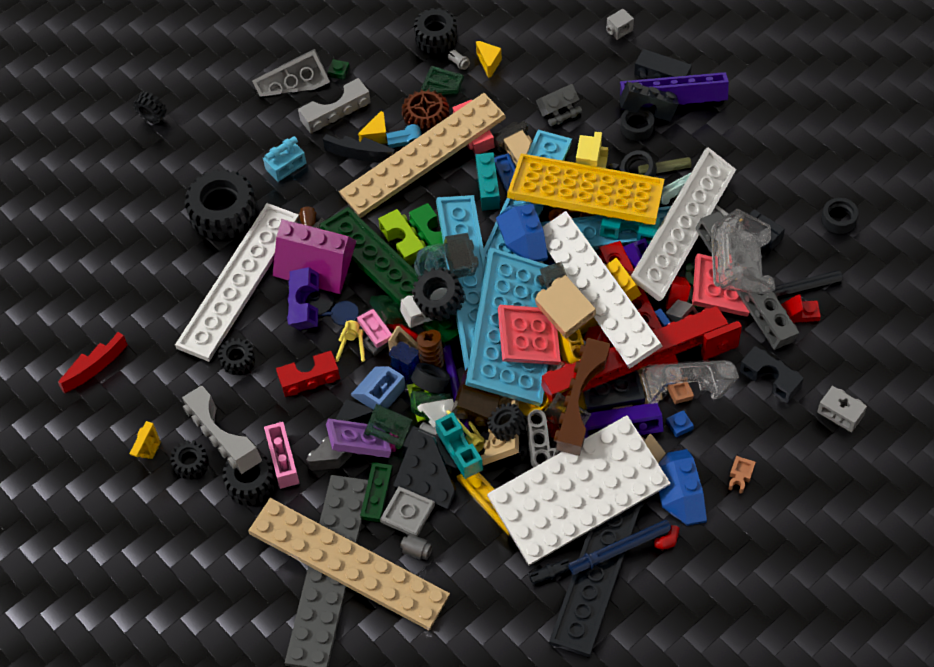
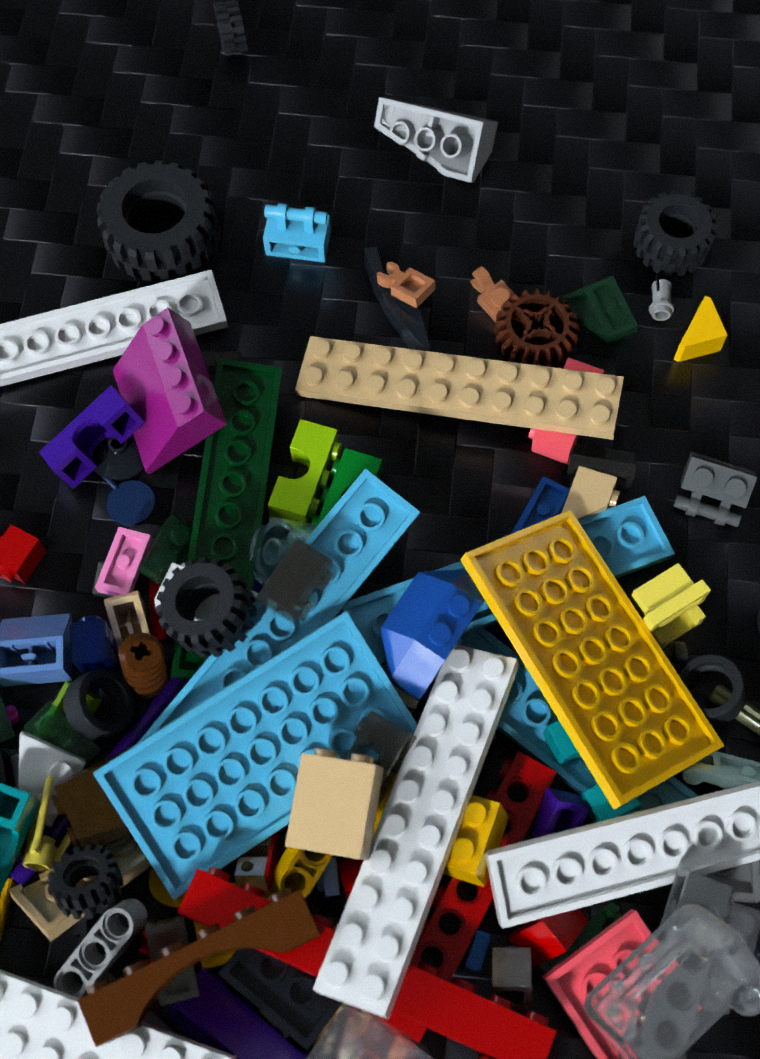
camera: 45 degrees right, 10 degrees up
(307, 216) = (232, 335): reddish brown cone -> none
(316, 115) = (470, 229): light grey arch -> none
(338, 69) = (502, 175): dark green plate -> none
(350, 332) = (97, 536): light yellow plant -> none
(361, 134) = (409, 287): none -> nougat plate
(375, 129) = (449, 299): yellow slope -> none
(393, 114) = (492, 295): none -> nougat plate
(403, 137) = (468, 339): dark azure piece -> none
(487, 181) = (495, 503): teal brick -> none
(527, 336) = (247, 788): coral plate -> none

